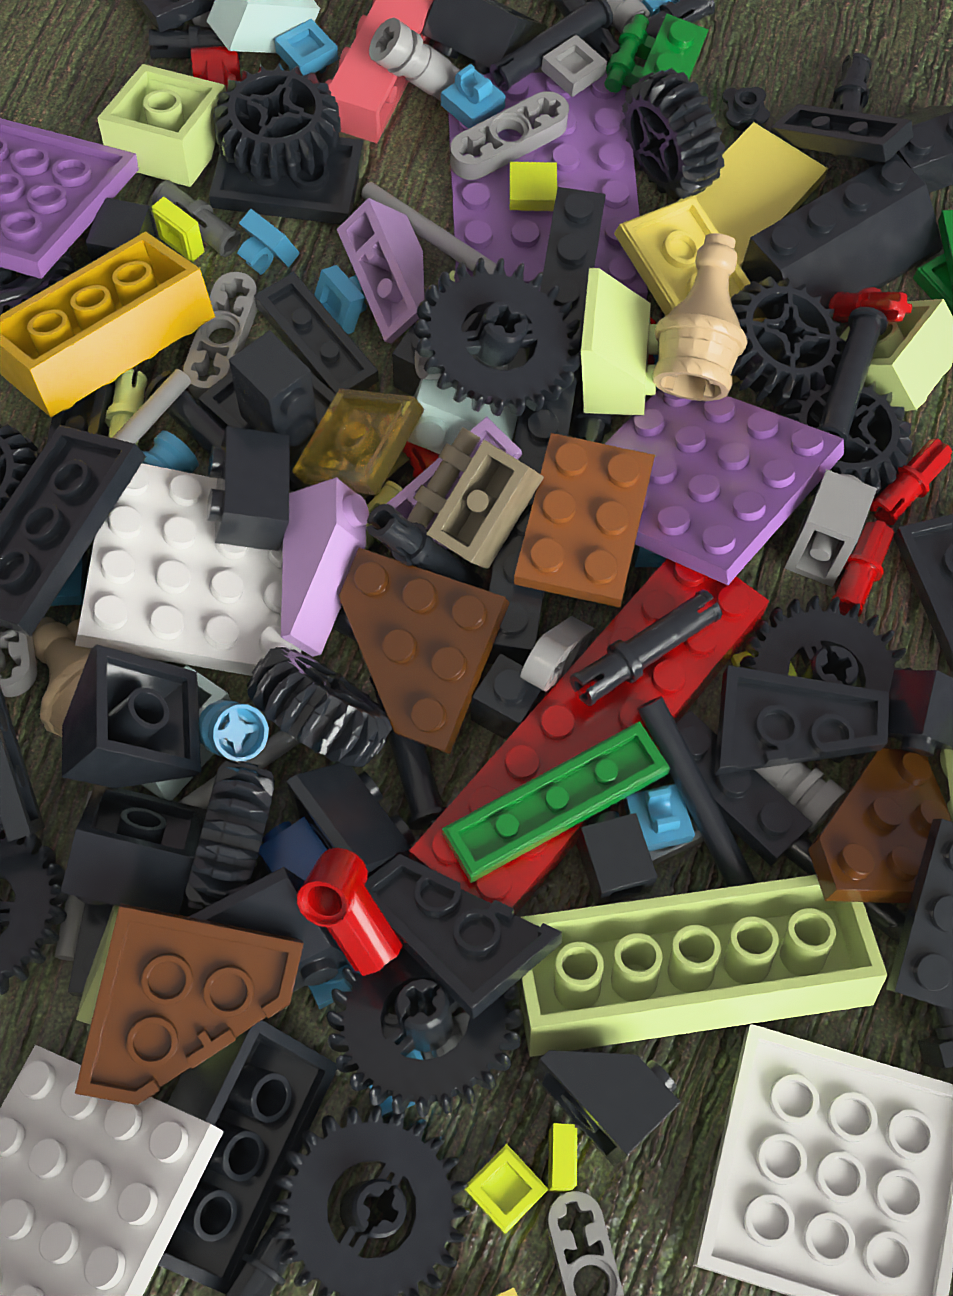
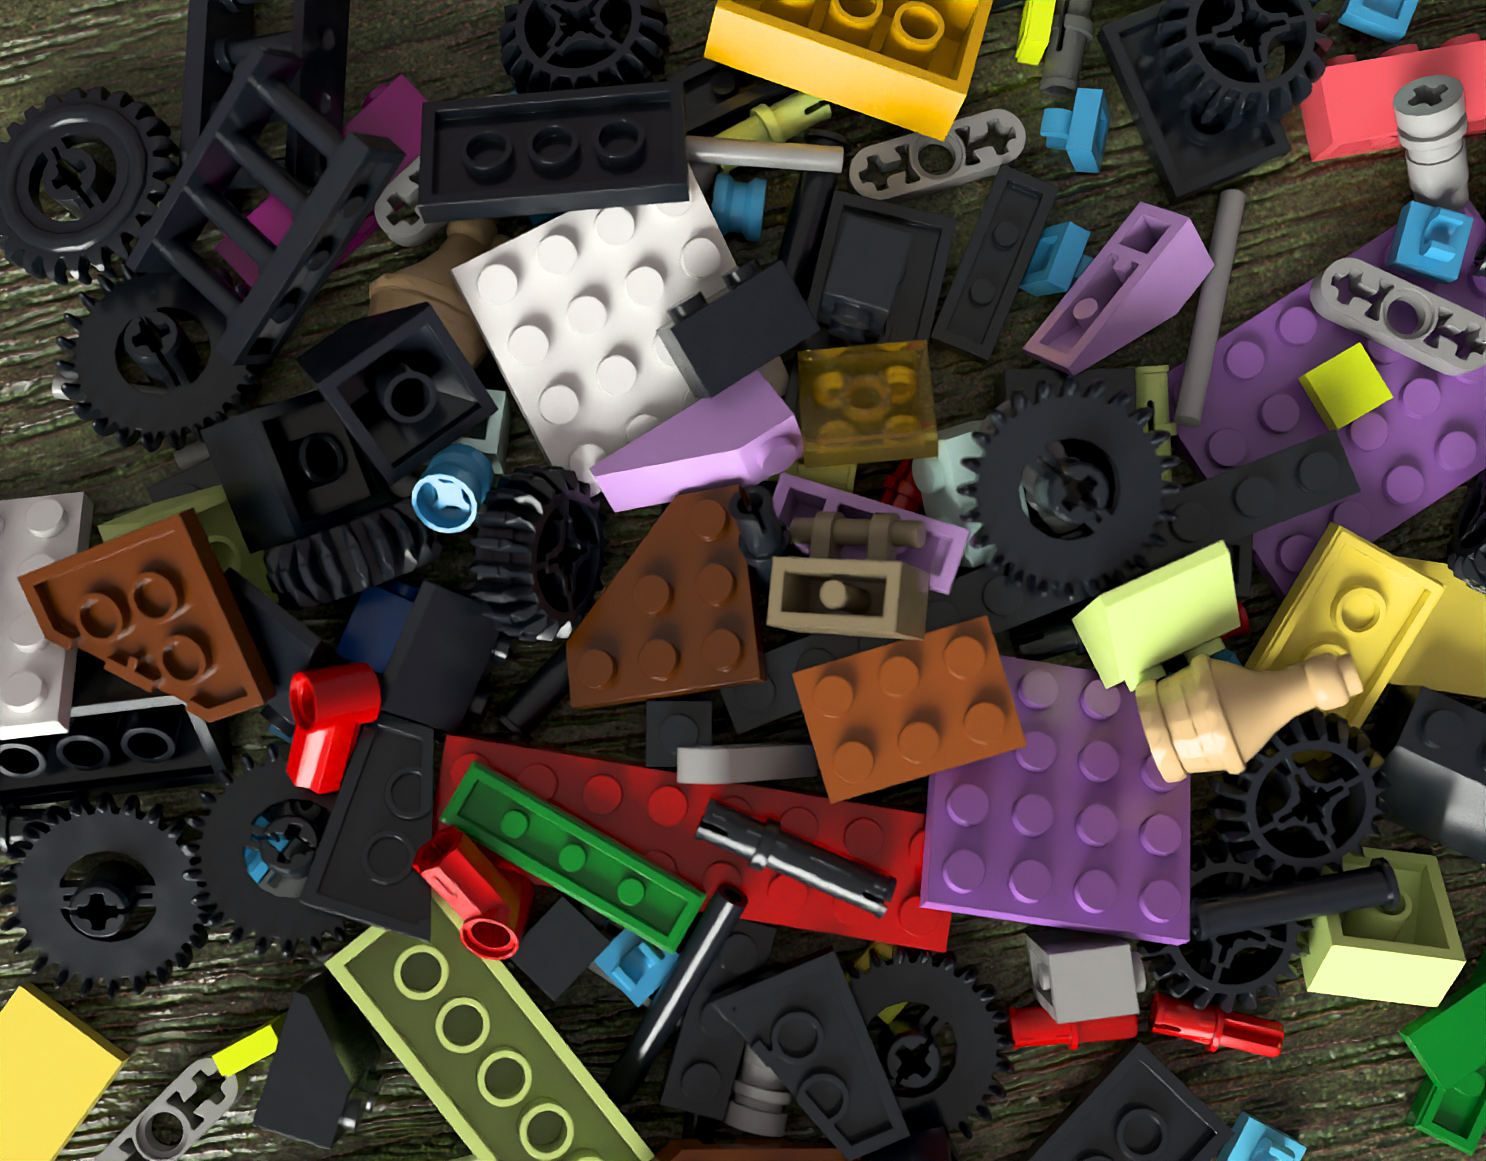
camera: 65 degrees right, 20 degrees up
(505, 1189) = (208, 1003): neon yellow tile -> none
(542, 881) = (487, 898): none -> red piece
(891, 304) = (1416, 871): red axle -> none

